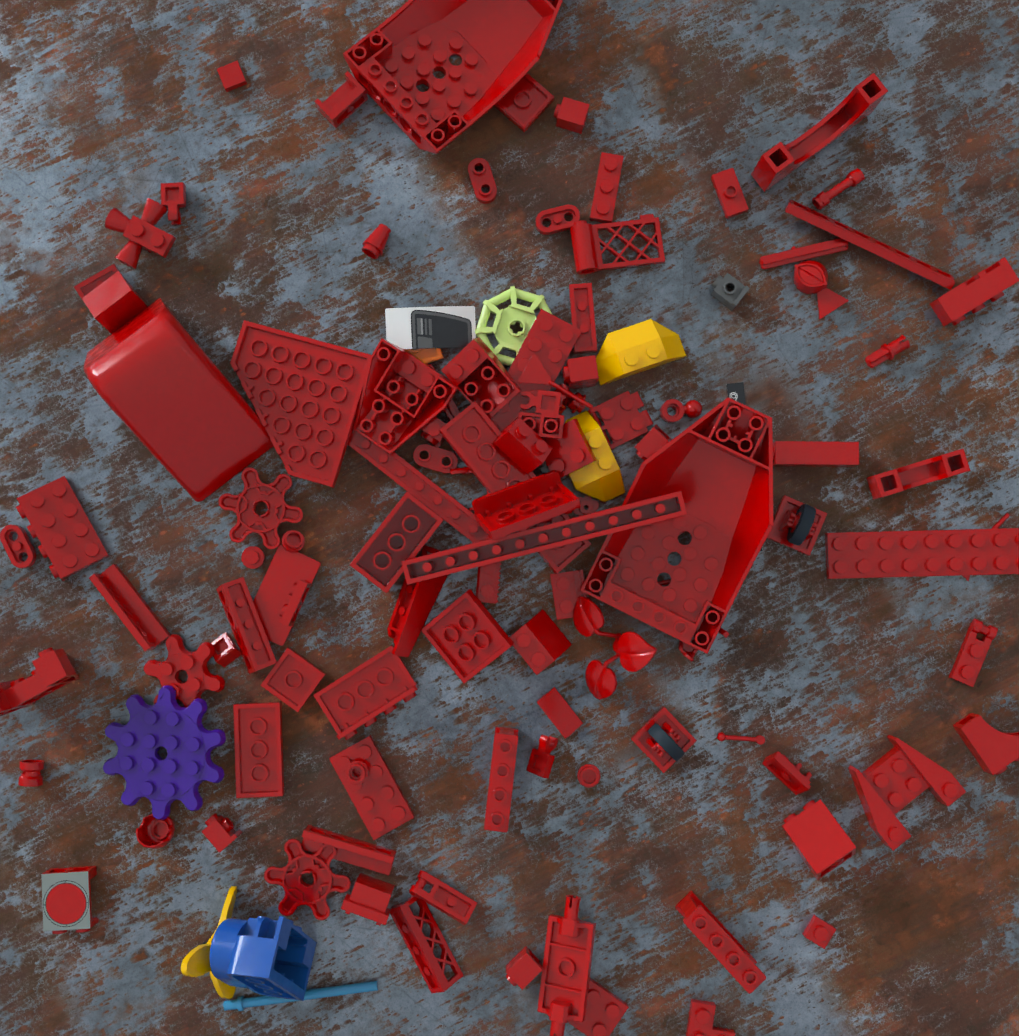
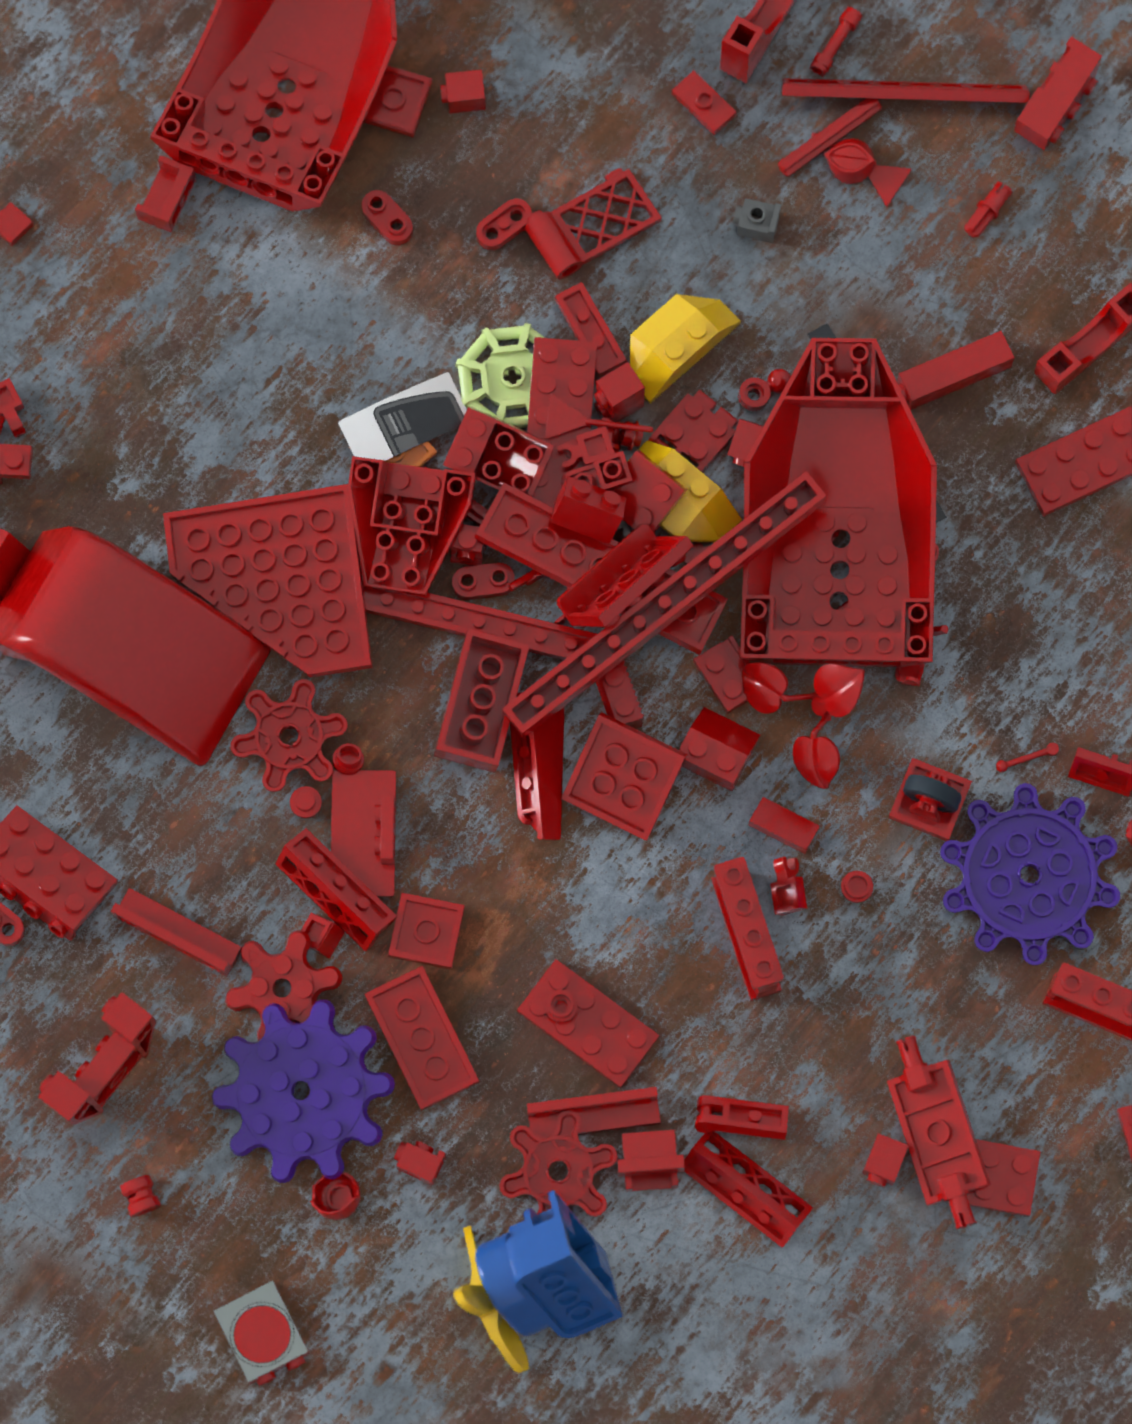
camera: 25 degrees left, 10 degrees down
(242, 1003) = (544, 1370): dark azure bar -> none
(366, 693) = (528, 906): red bracket -> none
(376, 242) = (287, 350): red cone -> none
(606, 188) = (547, 161): red plate -> none
(732, 823) = (1035, 839): none -> dark purple plate
(796, 525) = (973, 466): red plate -> none

